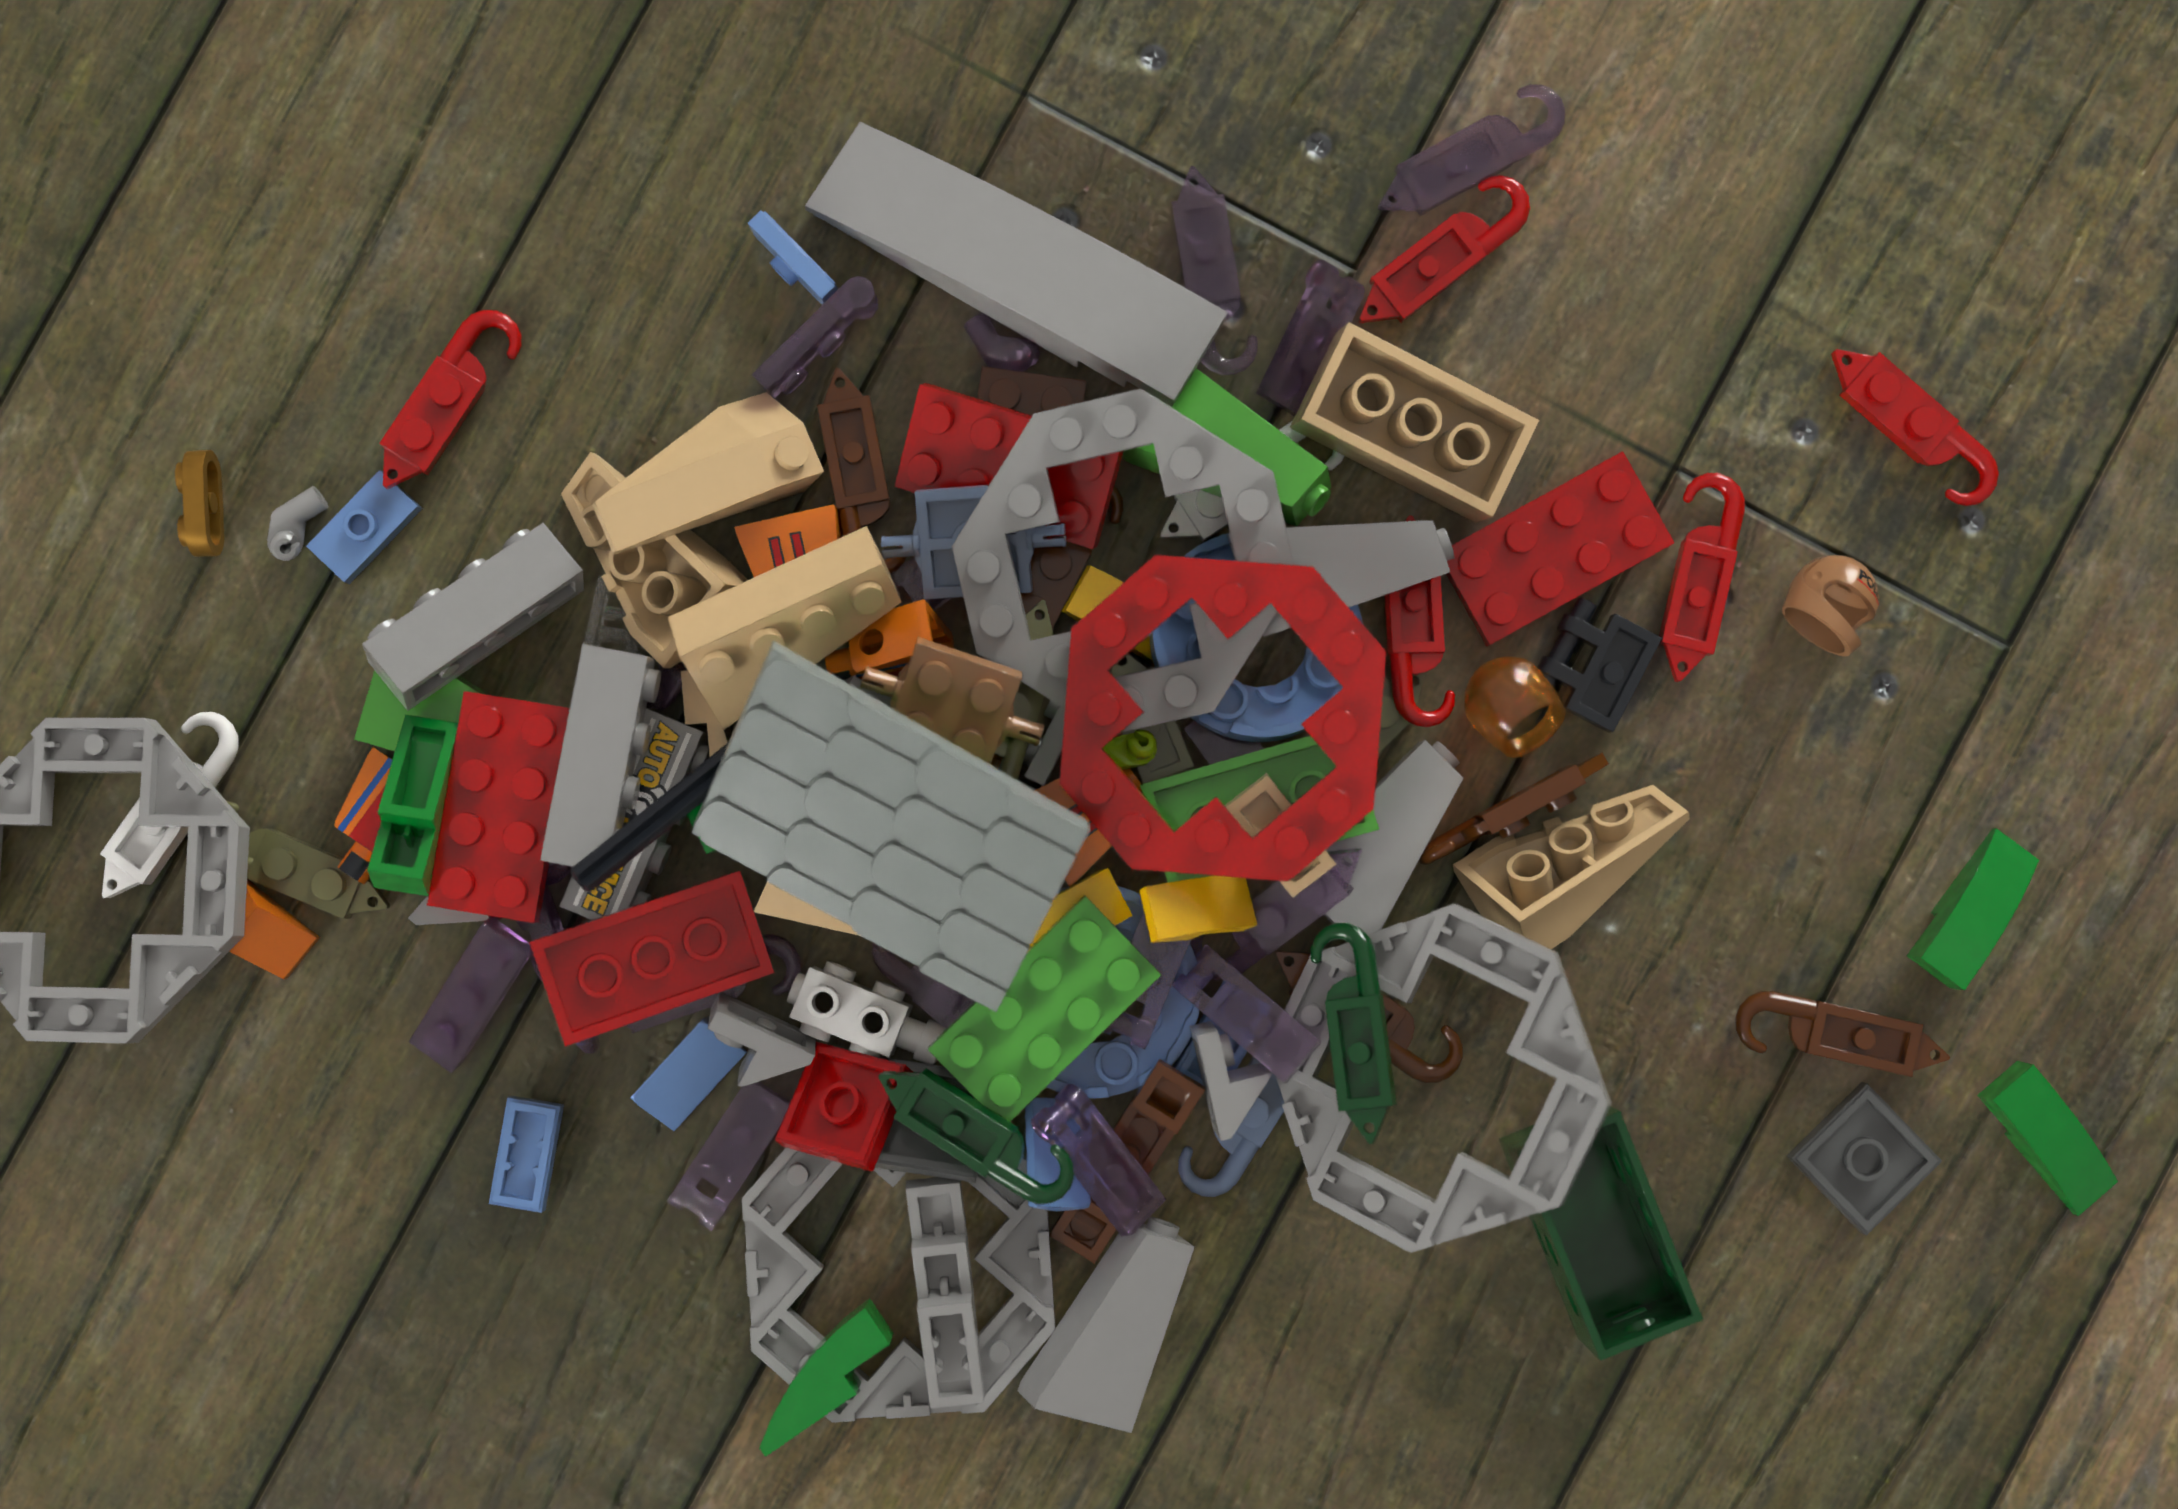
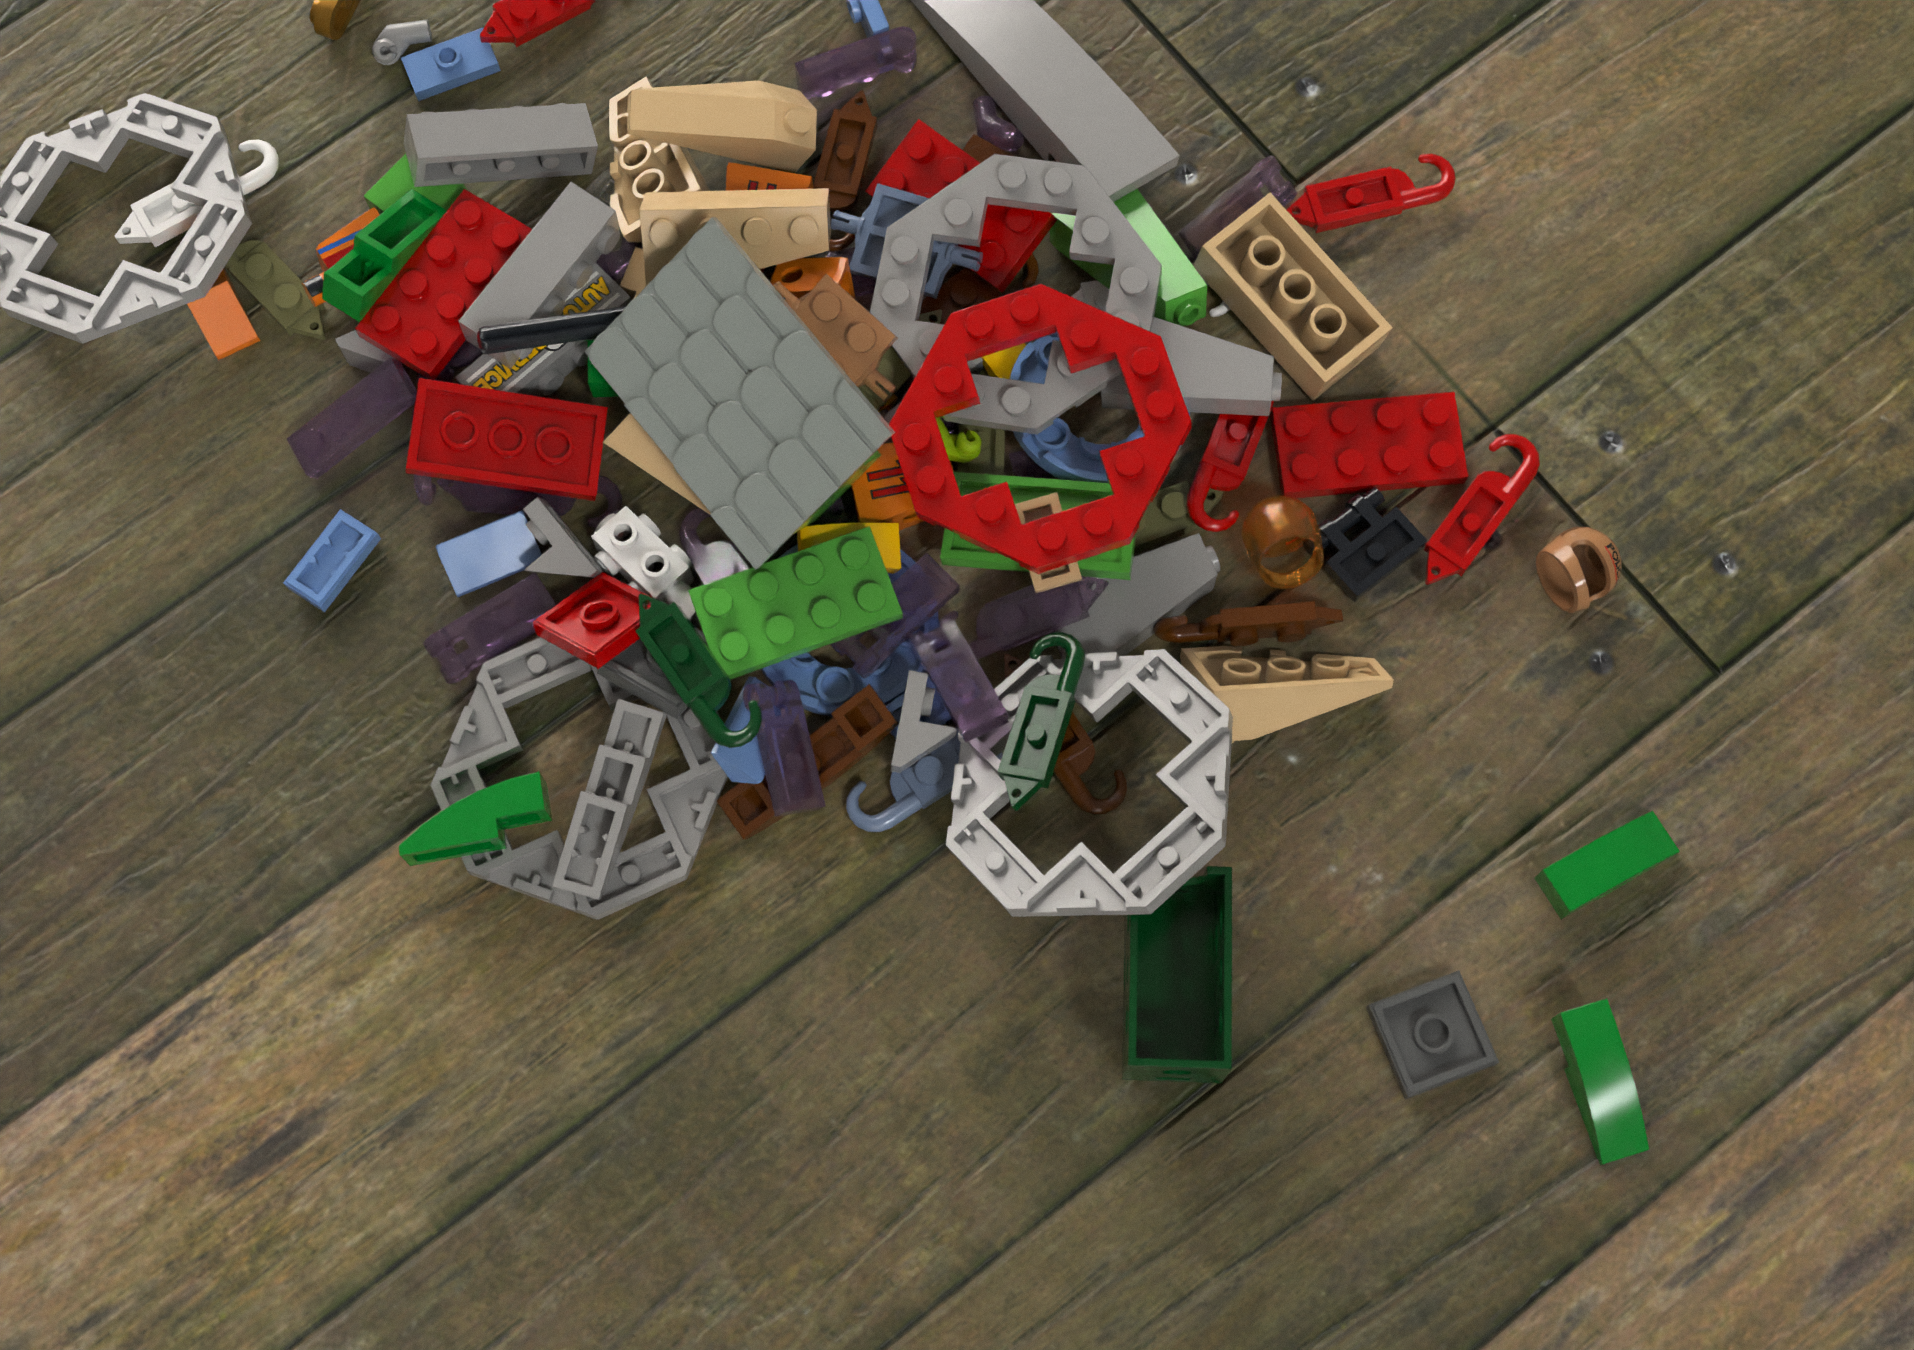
camera: 25 degrees right, 15 degrees down
(1113, 1331) = (731, 895): light grey slope -> none
(1197, 908) = (952, 571): yellow slope -> none
(1209, 261) = (1184, 128): clear purple plate -> none
(1471, 156) = (1415, 133): plate -> none
(1843, 1033) = (1455, 919): reddish brown plate -> none
(1912, 419) = (1704, 465): red plate -> none

